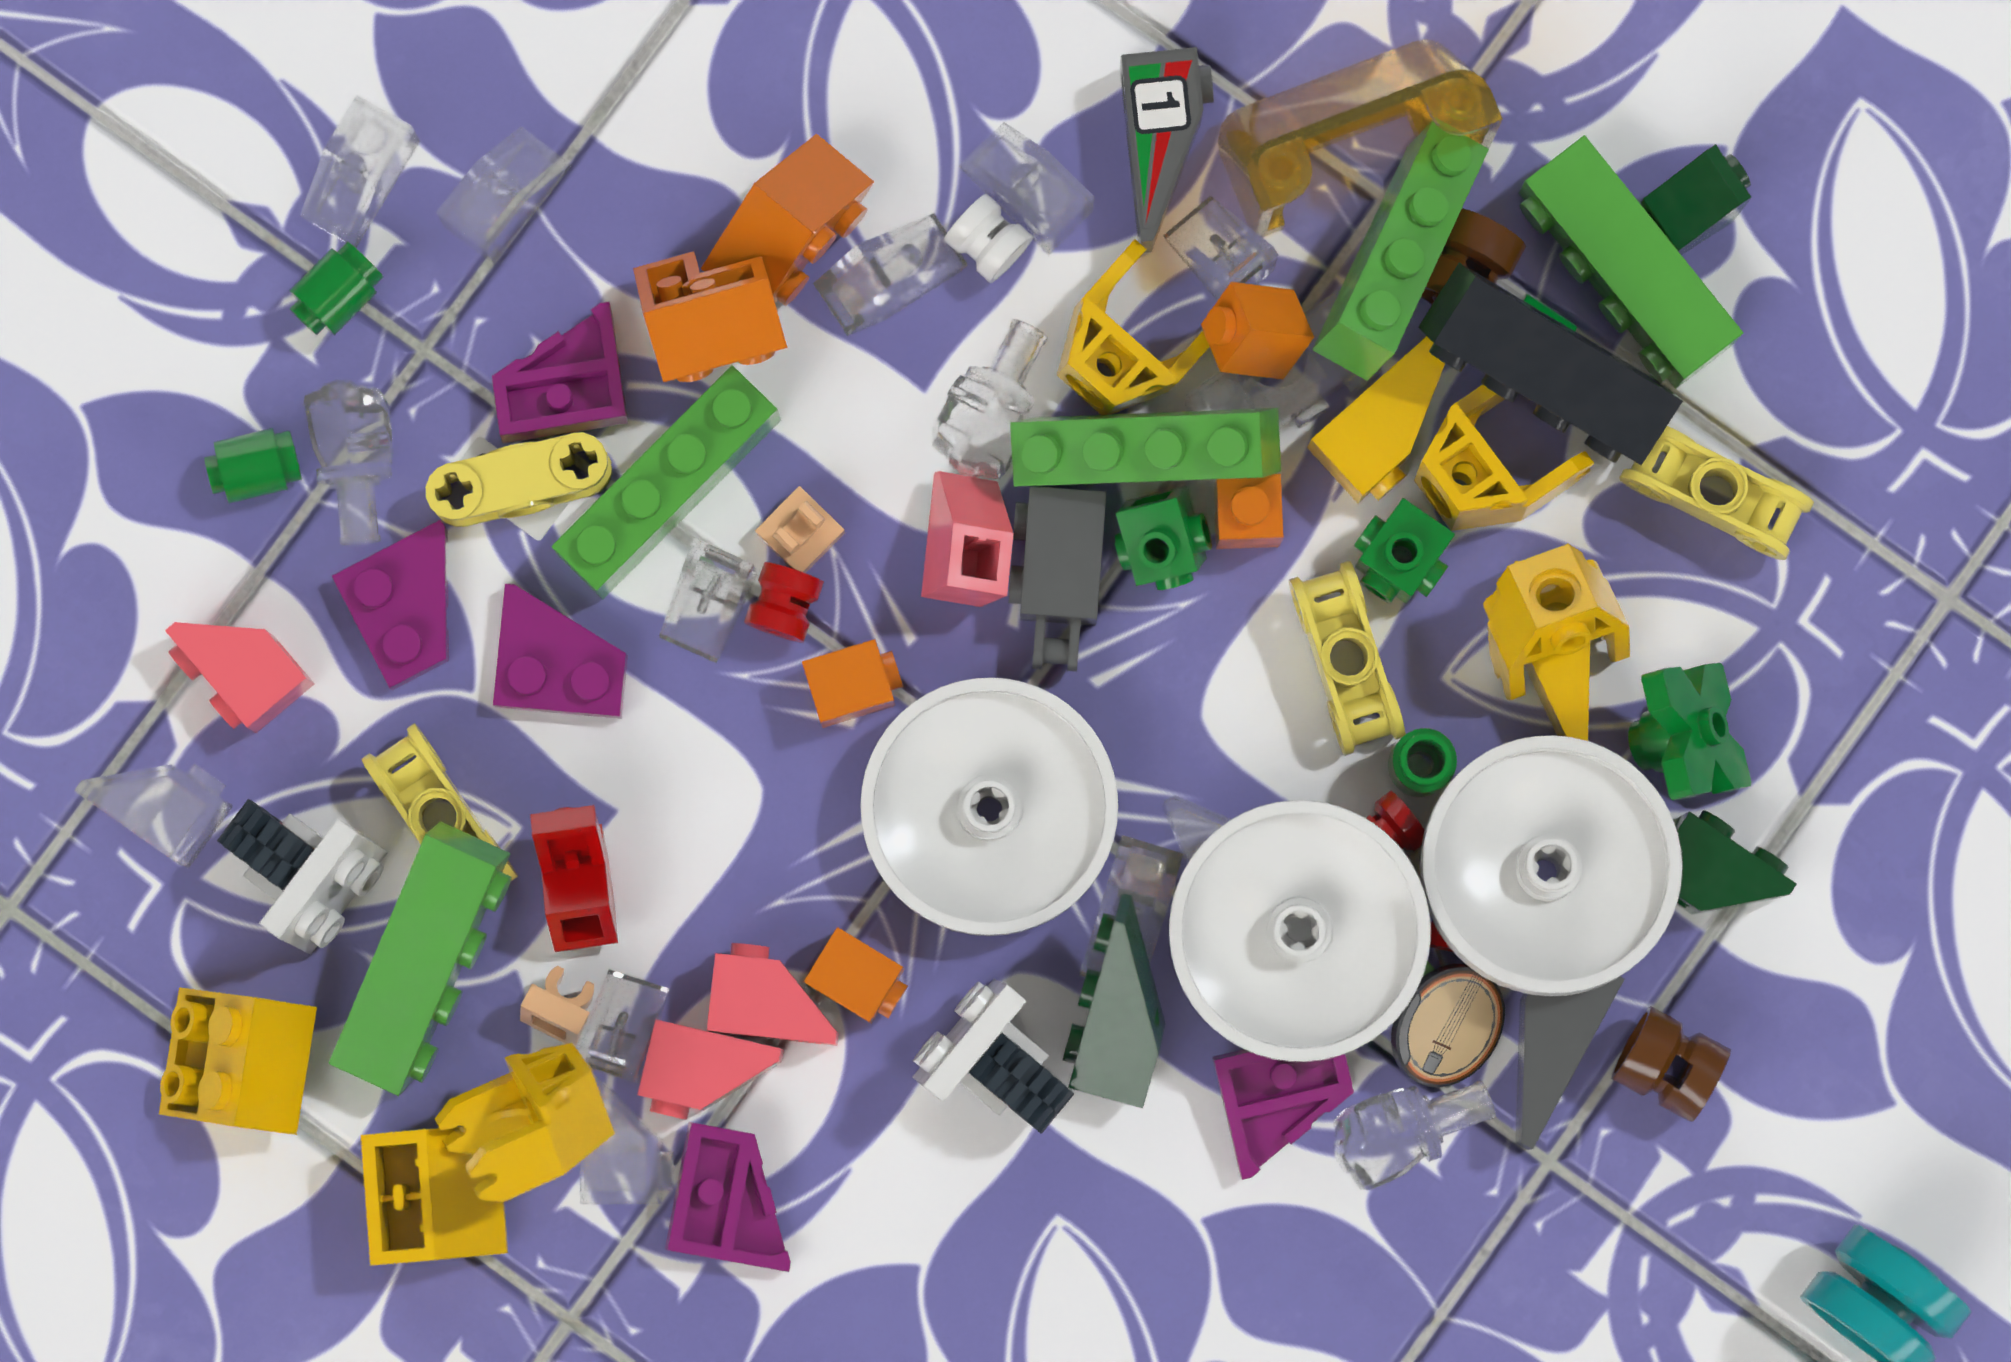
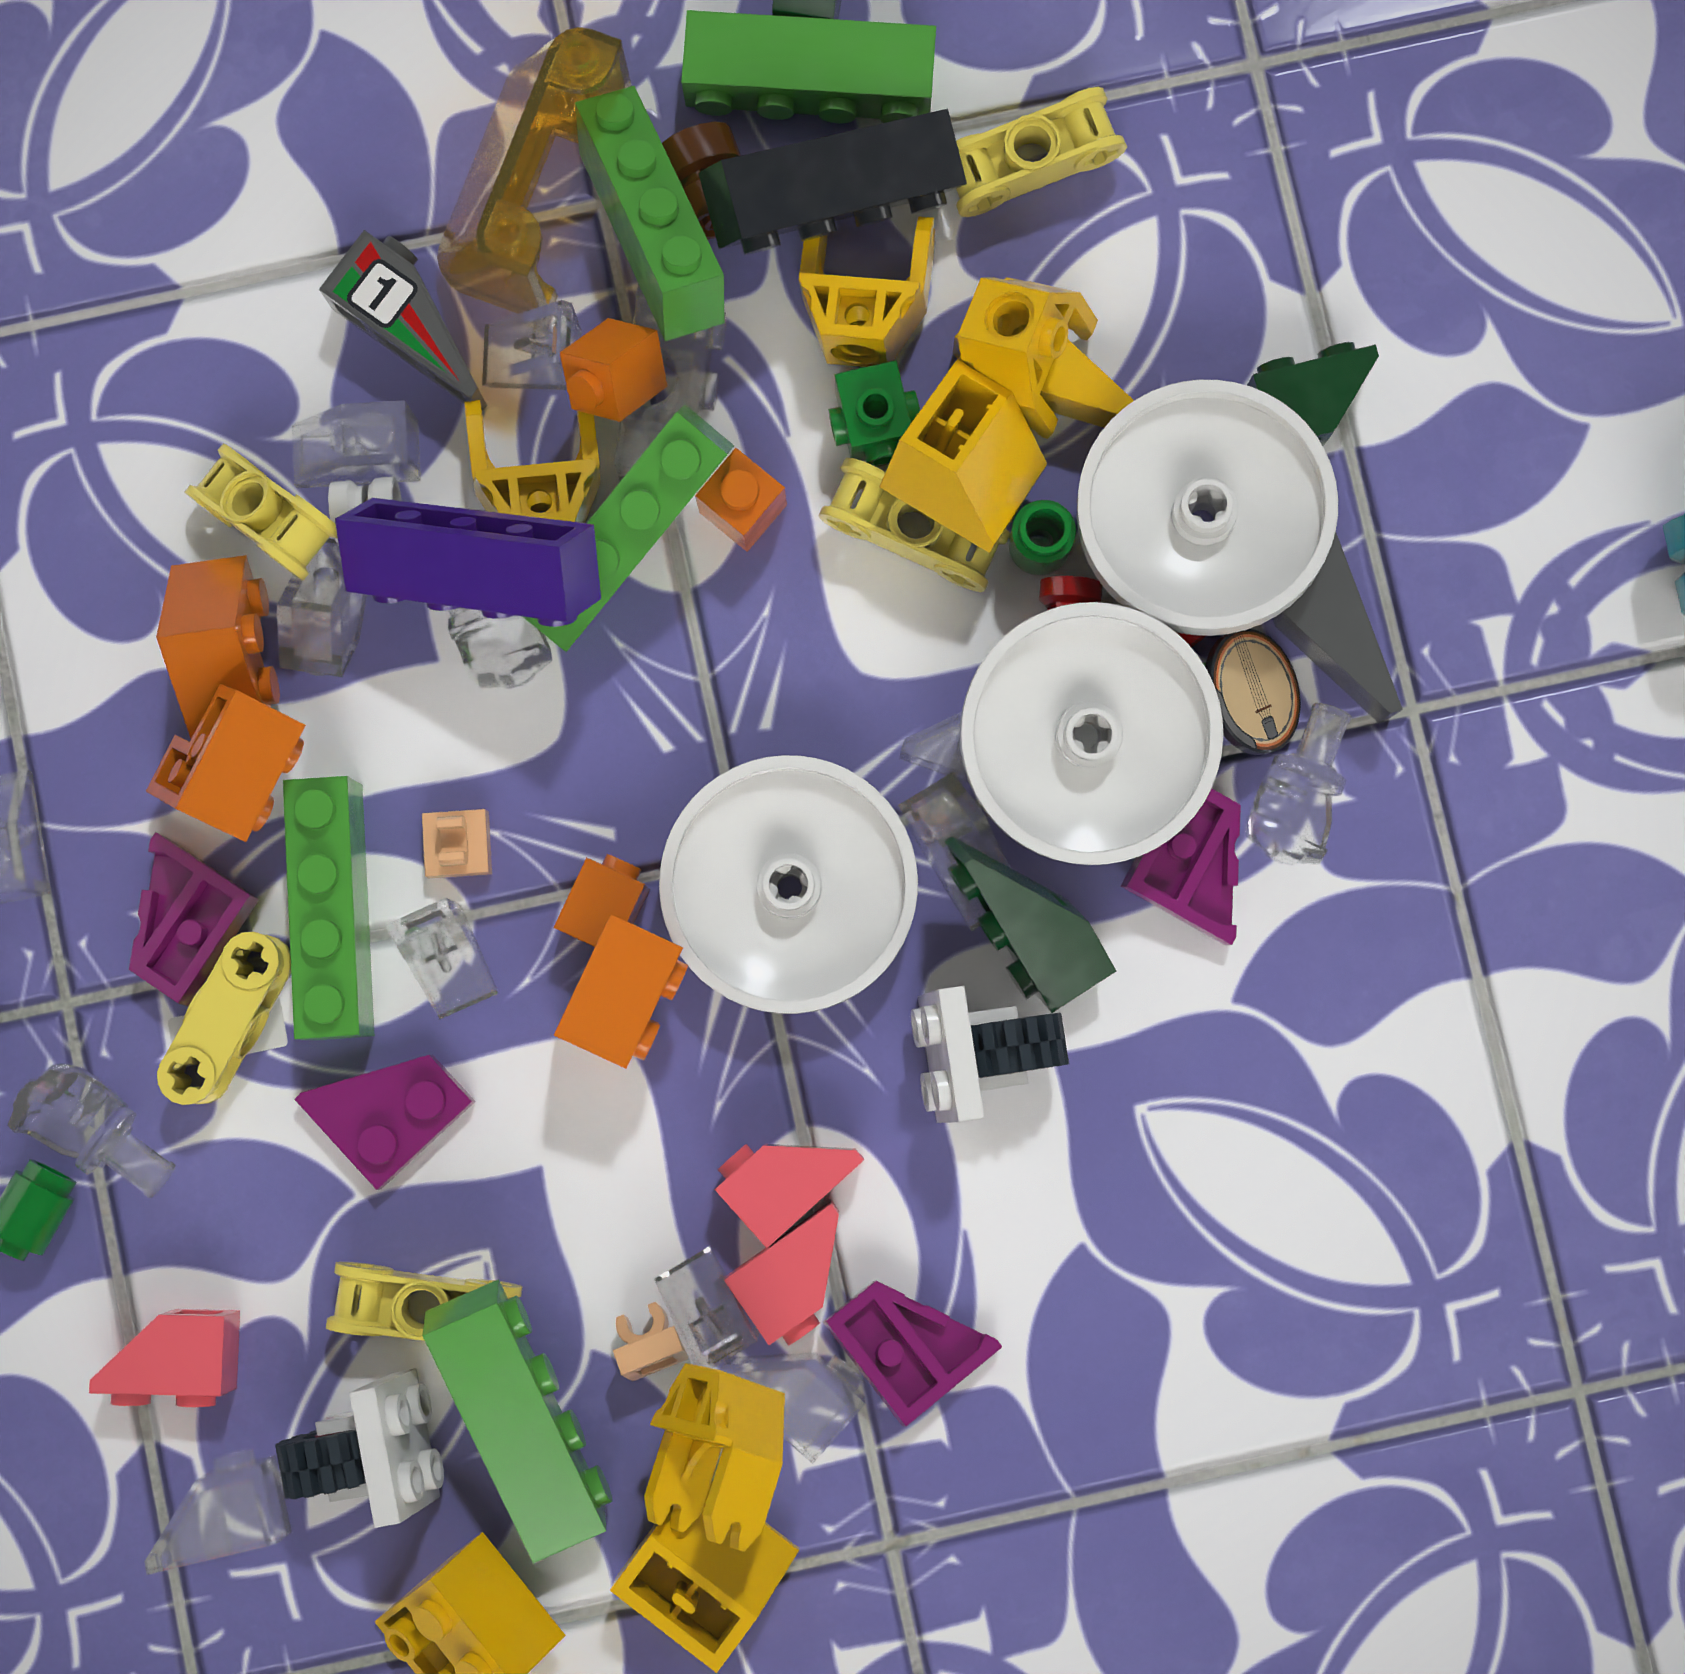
camera: 45 degrees left, 0 degrees up
(402, 604) = (239, 1191): magenta wing -> none
(575, 878) = (562, 1244): red brick -> none
(784, 602) = (497, 901): red wheel -> none
(798, 753) = (620, 991): none -> orange brick
(857, 977) = (827, 1097): orange brick -> none
(919, 186) = (263, 511): none -> light yellow piece
(967, 541) = (577, 726): coral slope -> none
(1015, 357) = (469, 560): none -> dark purple brick
(1059, 567) = (657, 673): dark grey brick -> none
(1164, 517) = (694, 559): green brick -> none
(1380, 426) = (766, 347): yellow slope -> none
(1427, 654) = (967, 457): none -> yellow slope
(1650, 1053) = (1435, 551): reddish brown wheel -> none
(1689, 732) = (1192, 326): green plant -> none

